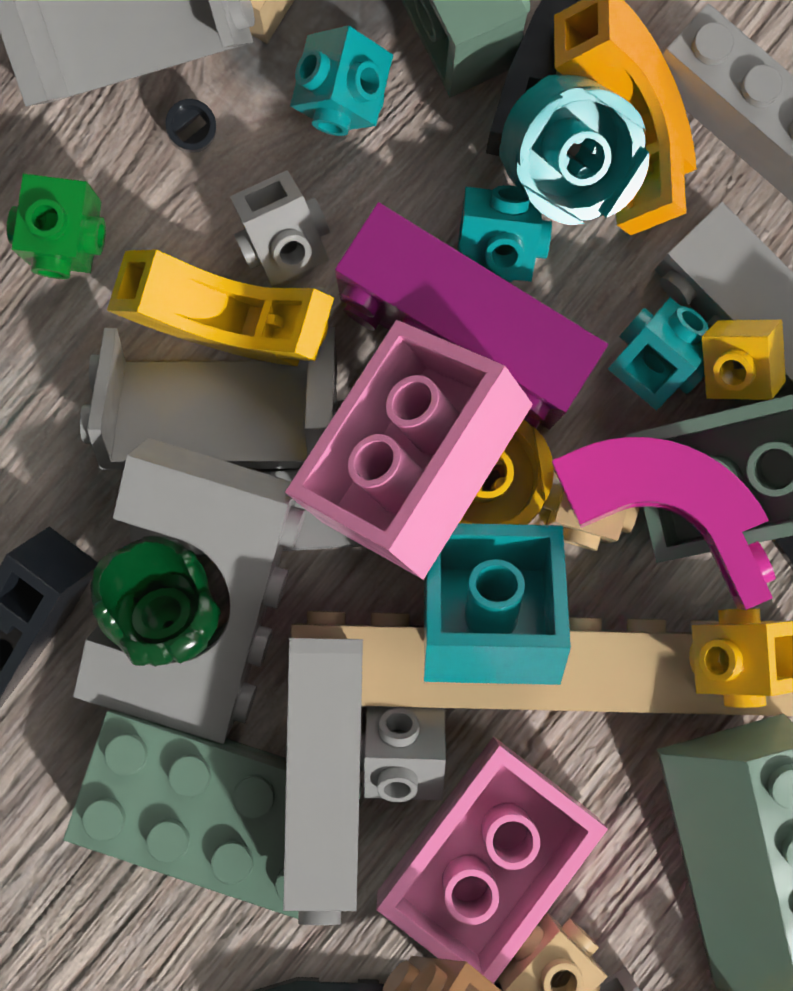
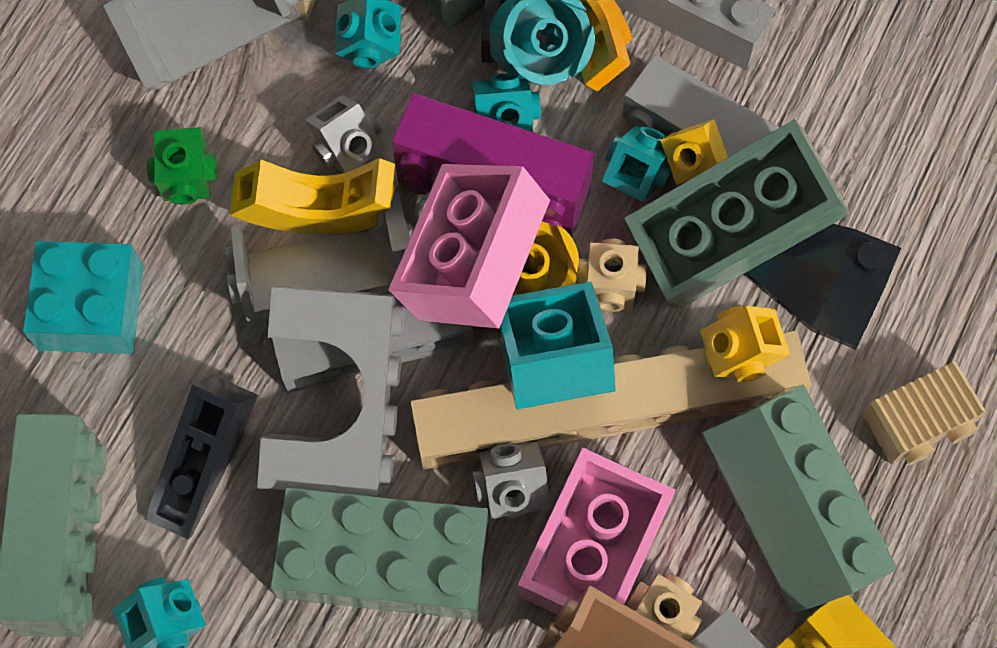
camera: 10 degrees left, 15 degrees down
(154, 601) = (308, 394): dark green hair -> none
(181, 116) = (257, 77): black hinge -> none
(322, 778) = (456, 479): light grey slope -> none
(679, 479) = (661, 229): dark pink arch -> none

